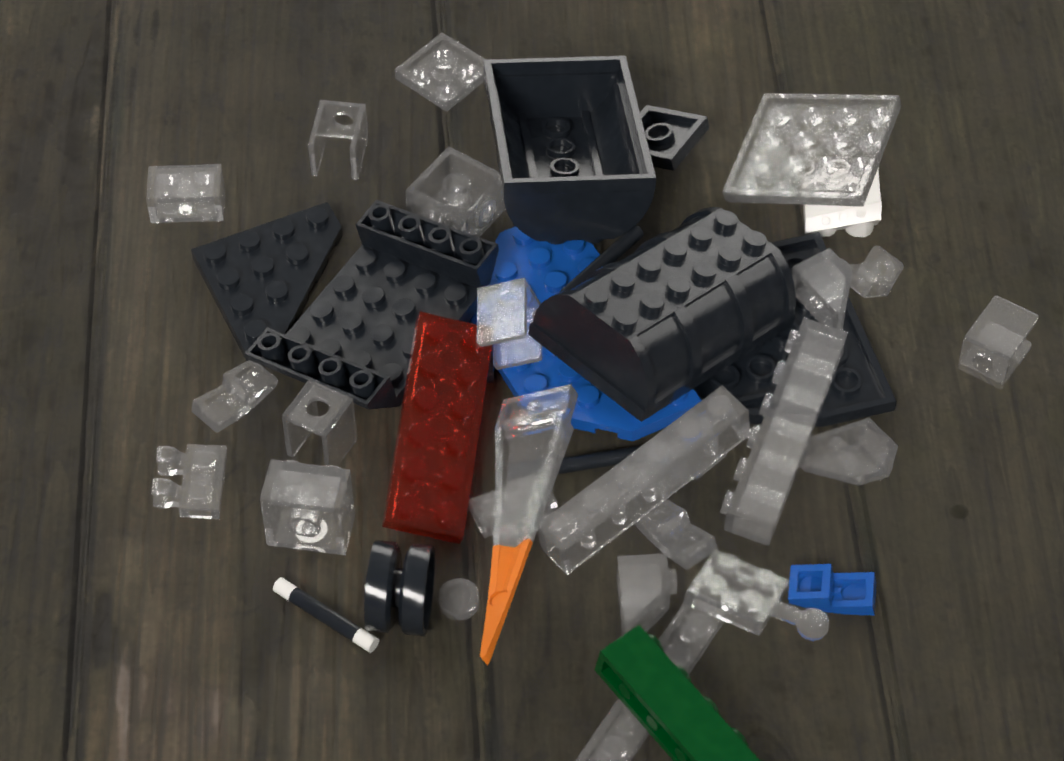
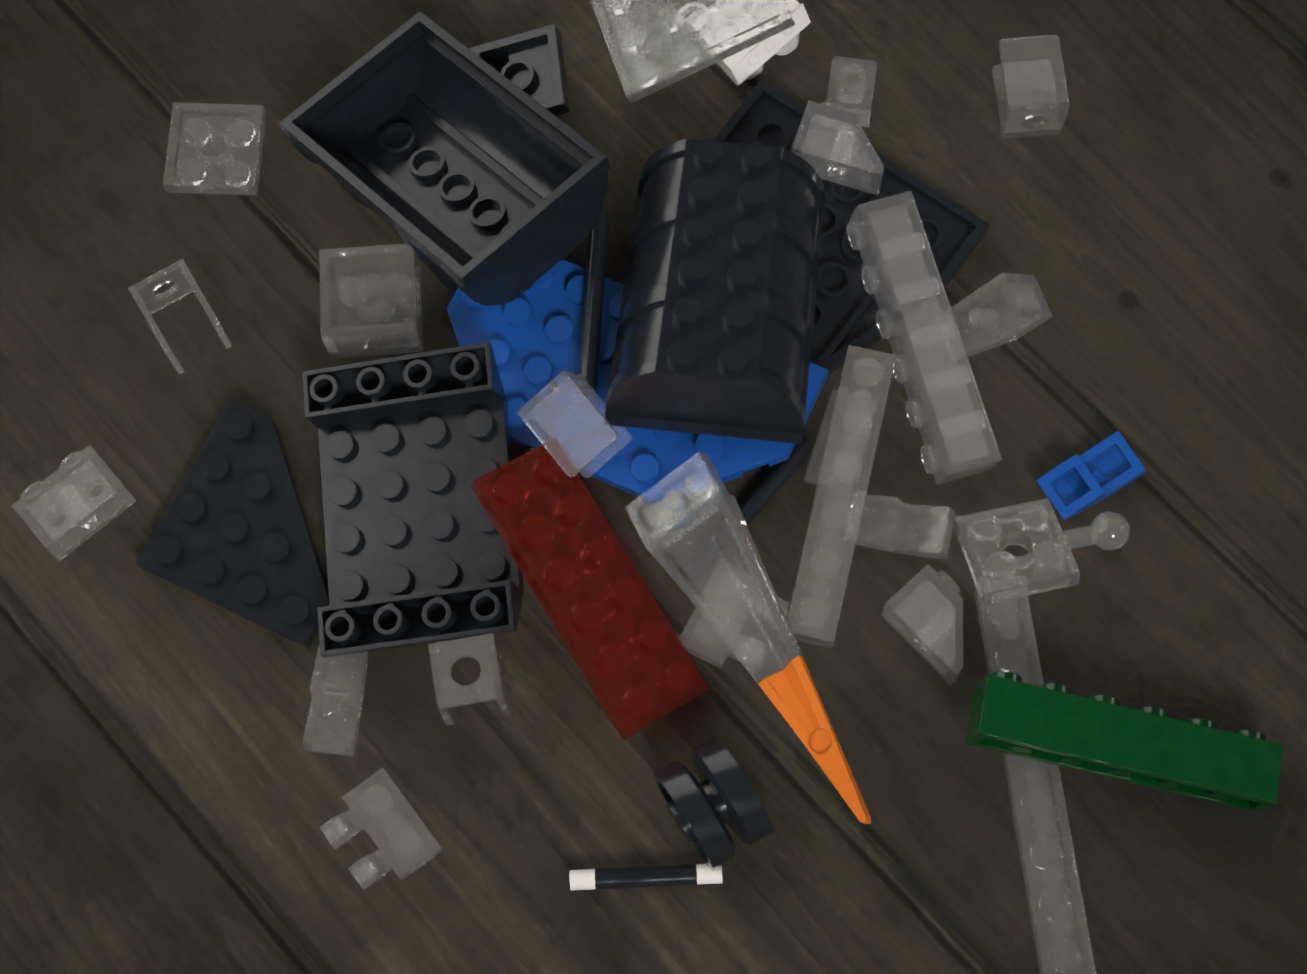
camera: 35 degrees left, 20 degrees up
(308, 506) = (541, 779): clear brick -> none
(458, 599) = (759, 756): clear tile -> none

